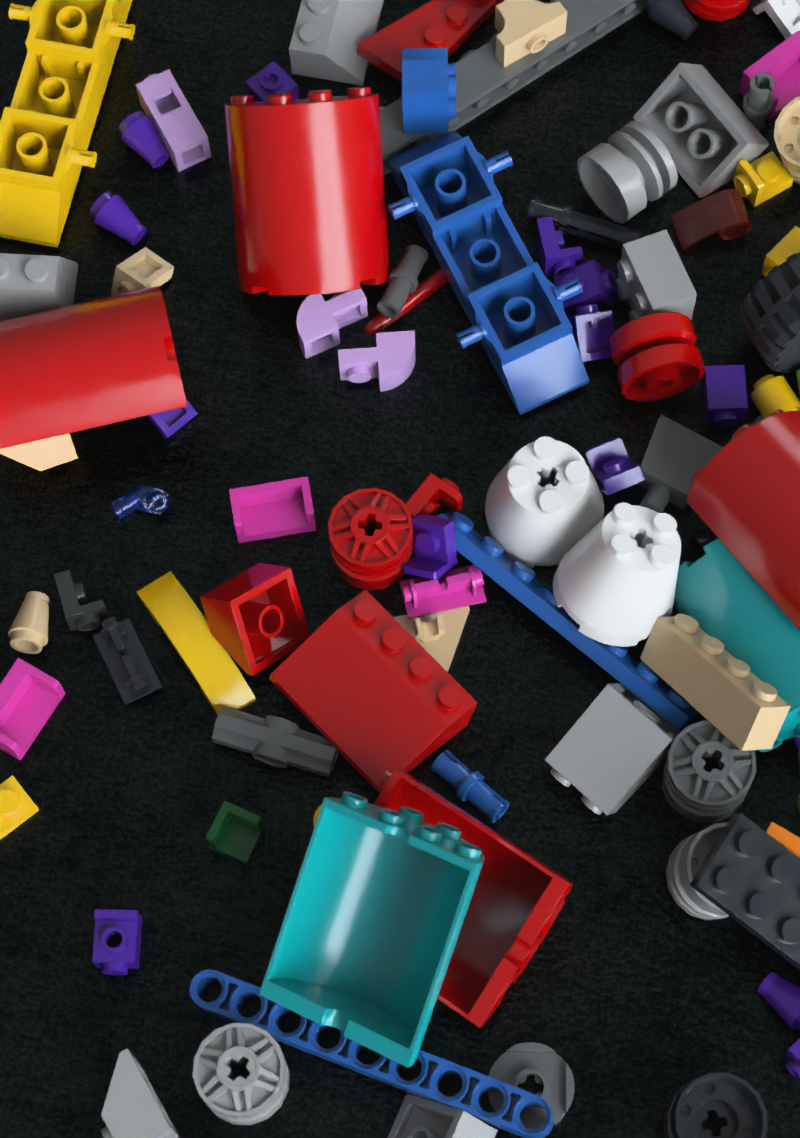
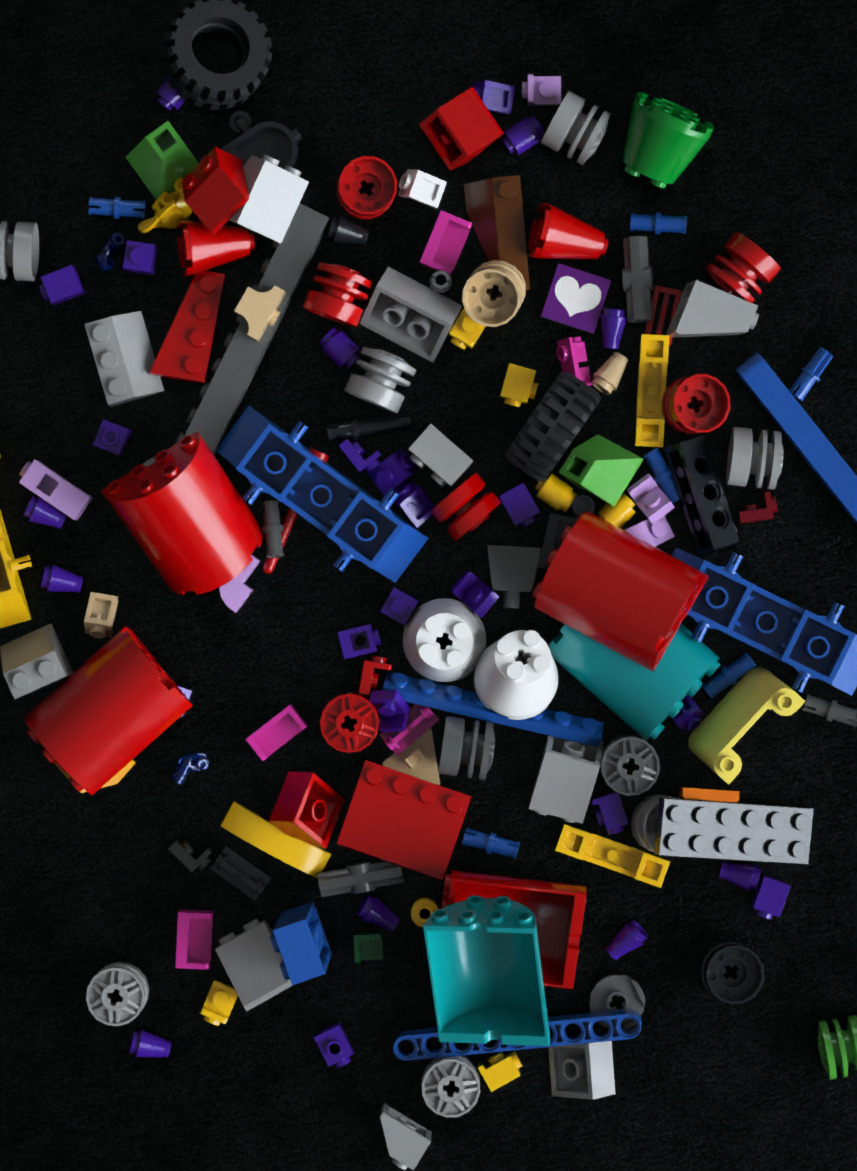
camera: 30 degrees left, 20 degrees up
(30, 626) = (169, 882): tan cone -> none
(77, 779) = (252, 963): none -> light grey slope
(148, 743) = (301, 944): none -> blue brick
(272, 799) = (377, 913): none -> dark purple cone
(320, 1094) = (500, 1069): none -> yellow brick
(389, 361) = (296, 590): lavender brick -> none
(427, 91) = (219, 394): blue brick -> none
(430, 443) = (349, 646): none -> dark purple brick
(507, 434) = (399, 606): none -> dark purple brick
(508, 644) = (466, 748): none -> dark grey wheel
(587, 1009) = (628, 939): none -> dark purple cone
(593, 122) = (340, 348): none -> dark purple brick
(624, 884) = (612, 855): none -> yellow slope
(626, 61) = (338, 294): none -> red wheel
(651, 824) = (610, 812): none -> dark purple brick
(715, 682) = (607, 715): tan brick -> none
(716, 213) = (450, 378): clear red panel -> none

